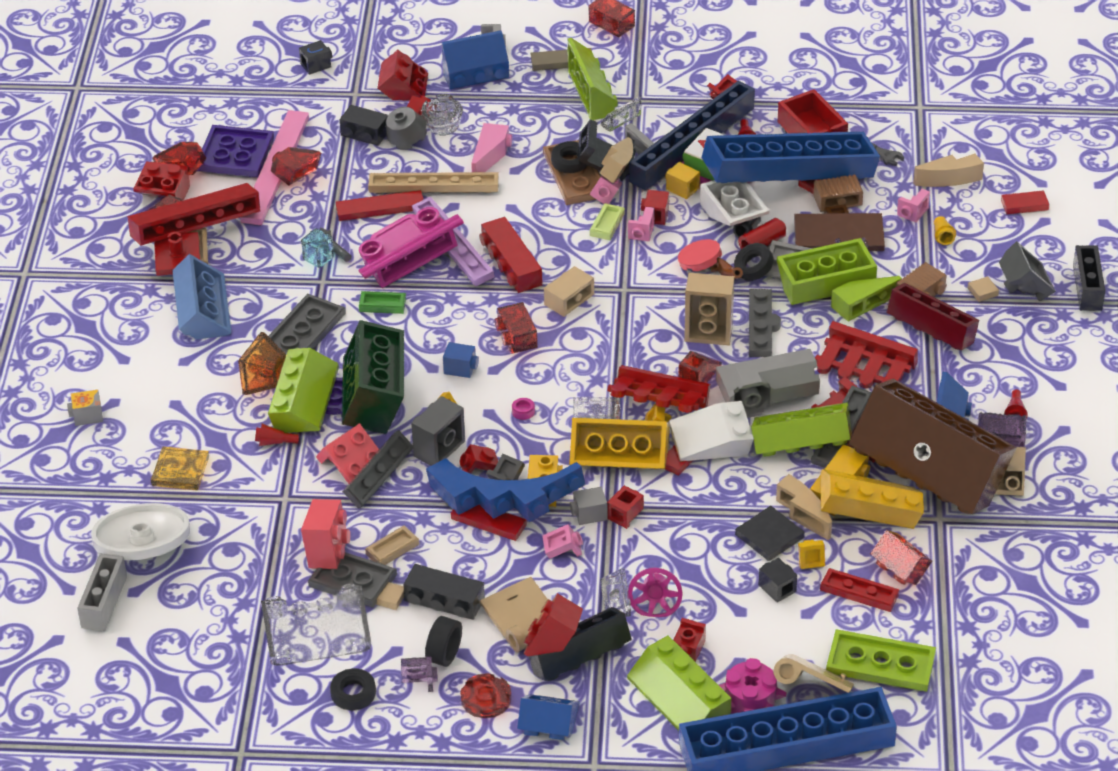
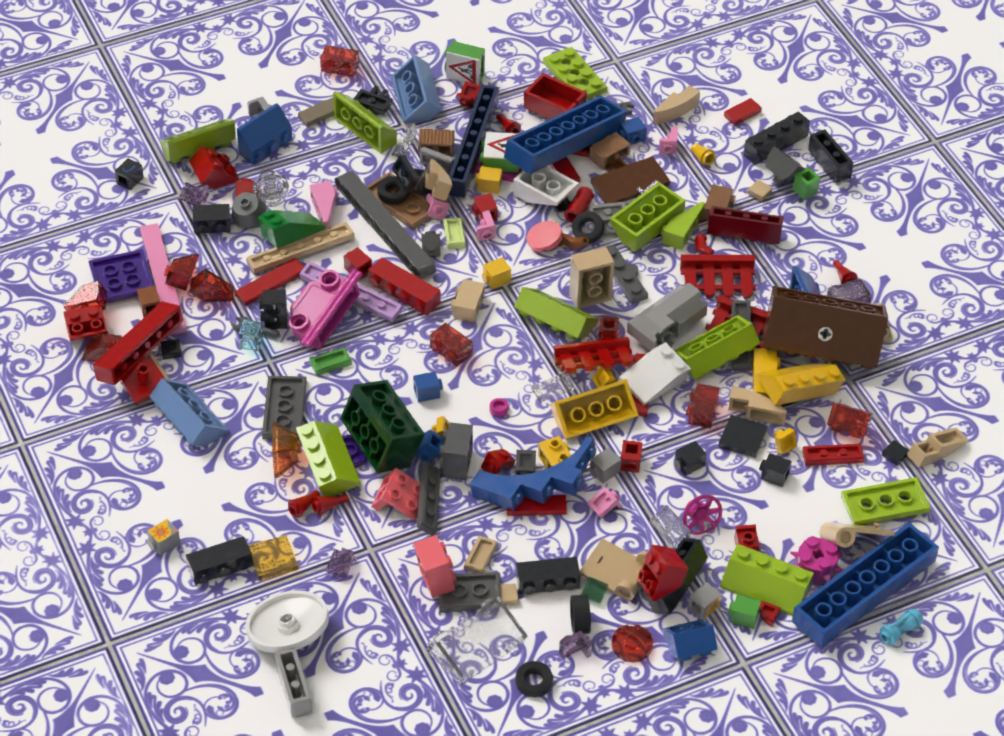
camera: 30 degrees left, 5 degrees up
(122, 449) = (219, 560): none -> black brick
(232, 235) = (171, 349): none -> black tile
(241, 497) = (341, 562): none -> clear purple bracket
(242, 175) = (147, 299): none -> dark orange brick
(242, 427) = (299, 505): none -> red cone
(313, 190) = (211, 287): none -> clear red slope
(355, 227) = (274, 309): none -> black brick
(363, 96) = (193, 194): none -> clear purple bracket
(407, 414) = (430, 446): none -> blue brick
(414, 44) = (189, 142): none -> lime slope
(433, 155) = (288, 226): none -> green slope
(476, 213) = (357, 260): none -> red brick
(484, 626) = (595, 589): none -> clear green tile
(537, 190) = (385, 225): none -> dark grey beam
(571, 223) = (431, 243): none -> dark grey bracket
(595, 682) = (704, 600): none -> light grey brick
(619, 274) = (496, 273): none -> yellow brick
(621, 66) = (373, 101): none -> black hinge
(631, 711) = (744, 611): none -> bright green brick
(651, 333) = (555, 313): none -> lime slope
(653, 123) = (437, 140): none -> medium nougat brick
(661, 724) = (769, 613): none -> red tile
(671, 69) = (416, 91): none -> medium blue slope
(689, 532) = (690, 458): none -> black brick
(740, 55) = (465, 63): none -> piece
(746, 484) = (703, 405): none -> clear red brick
(775, 198) = (566, 168): none -> red tile
(870, 100) = (557, 66): none -> lime plate
(871, 319) = (700, 245): none -> red arm
(878, 182) = (633, 130): none -> blue brick
(934, 614) = (895, 452): none -> black tile
(987, 625) = (936, 447): none -> tan slope
(1037, 296) = (806, 183): none -> bright green brick
(1043, 238) = (780, 135): none -> black brick

